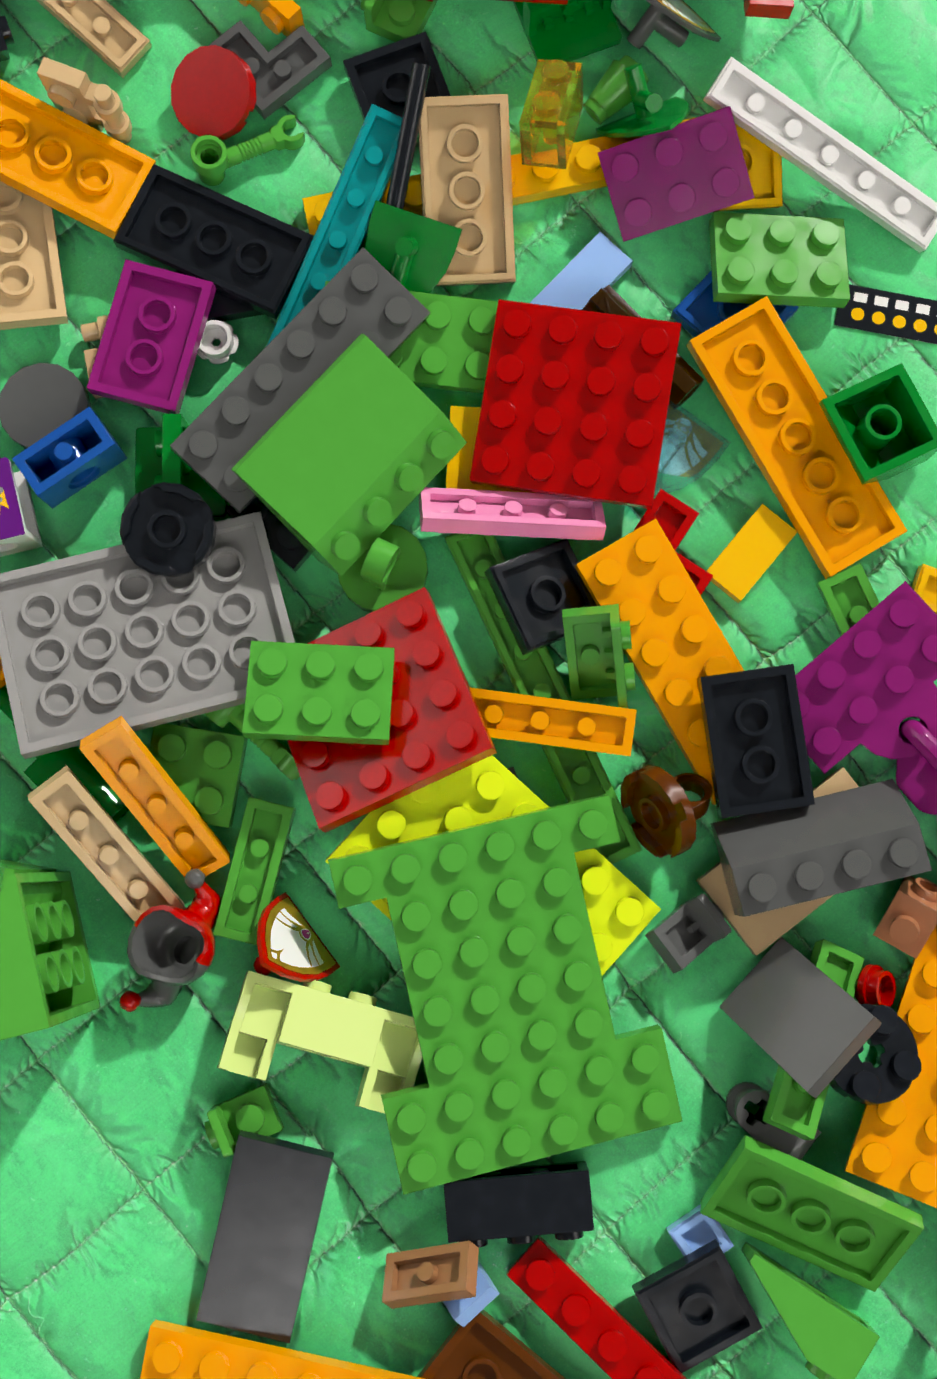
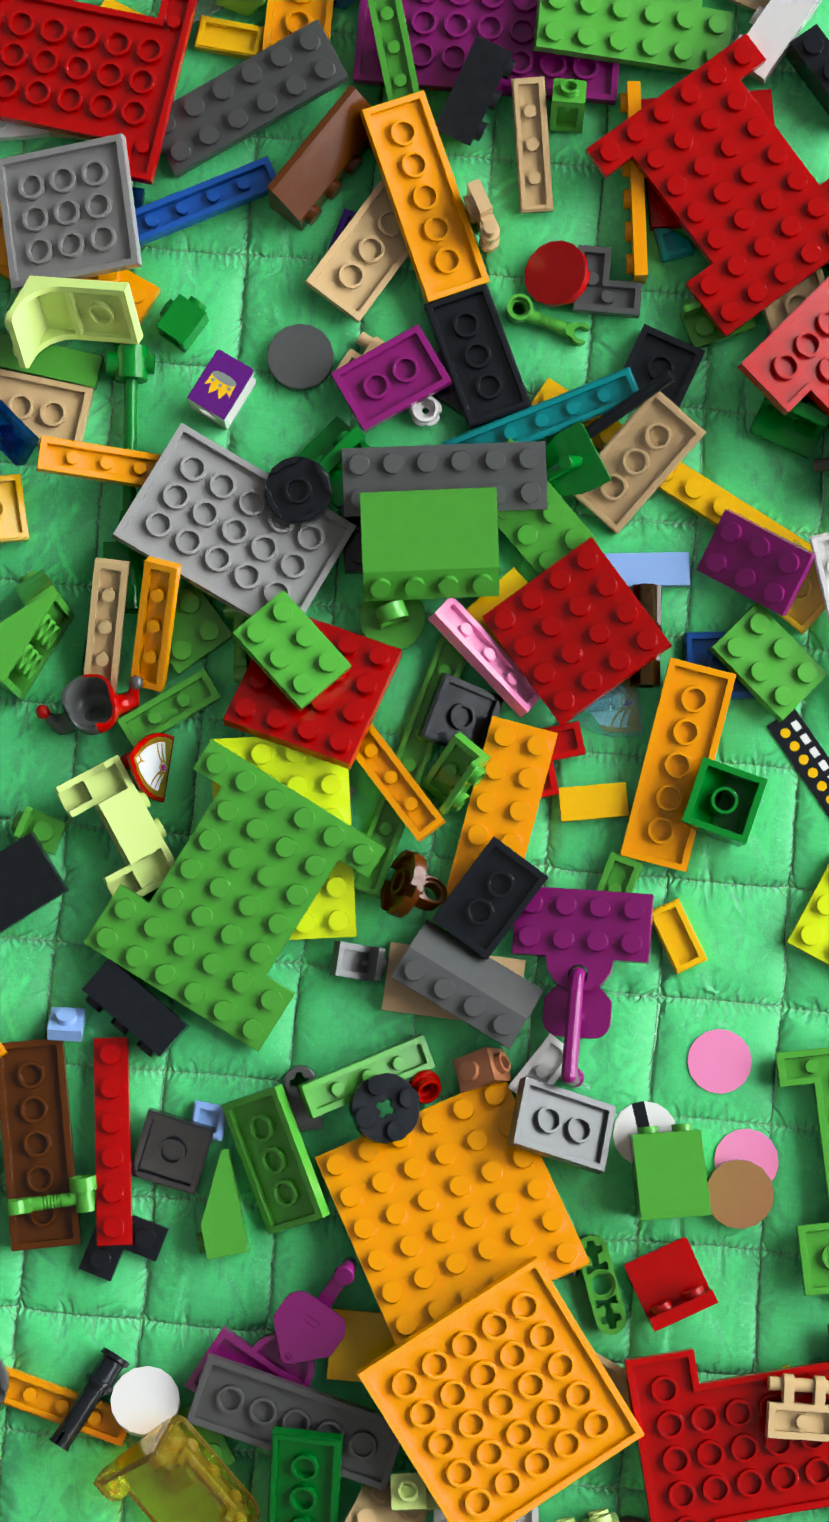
camera: 45 degrees right, 0 degrees up
(69, 458) = (286, 400): blue brick -> none
(430, 1275) = (57, 997): medium nougat plate -> none
(551, 113) = (723, 464): clear yellow brick -> none
(611, 92) = (777, 482): bright green cone -> none
(651, 112) = (774, 517): green shield -> none
(800, 1017) = (368, 1053): dark grey tile -> none

